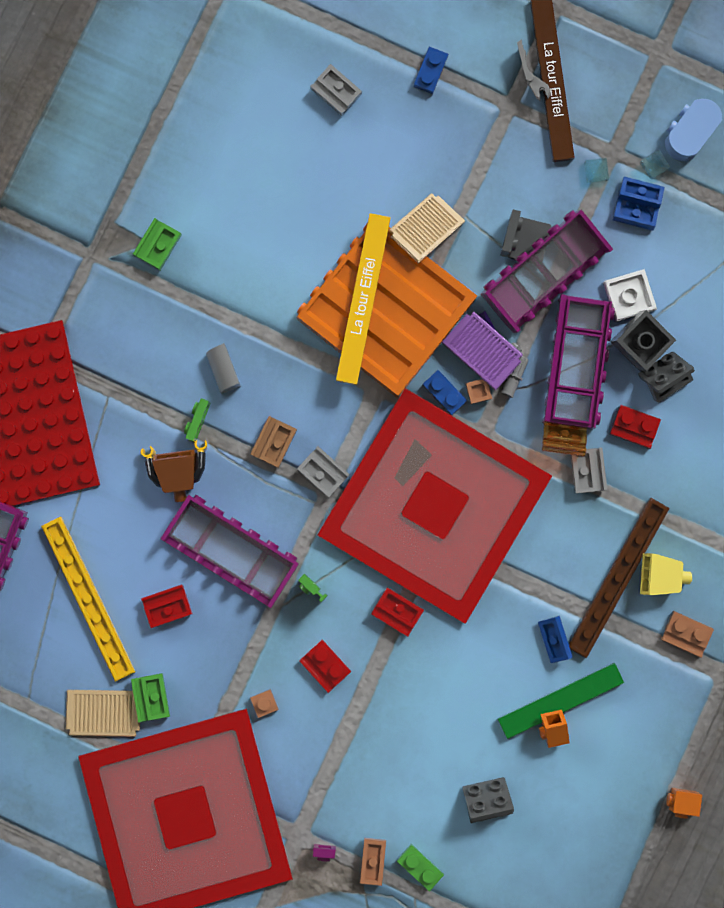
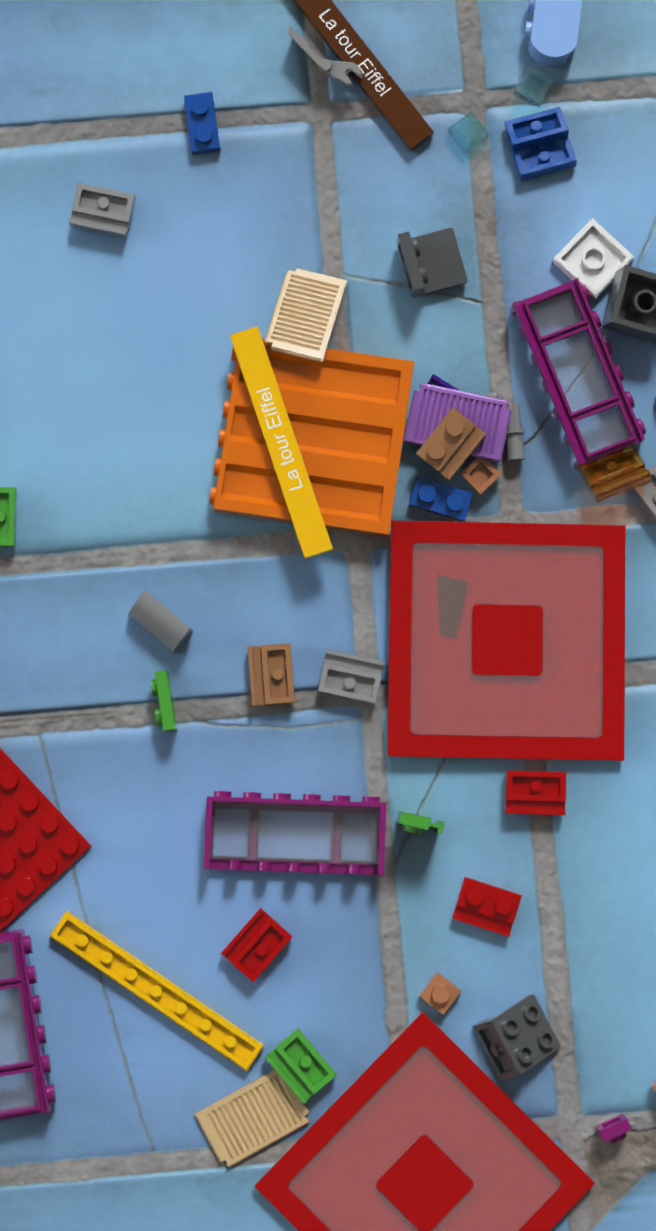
camera: 30 degrees left, 0 degrees up
(176, 470) = (174, 775): dark orange torso -> none
(296, 759) = (517, 1038): none -> dark grey bracket
(470, 360) = (451, 443): none -> medium nougat plate
(545, 270) = (477, 285): clear window -> none

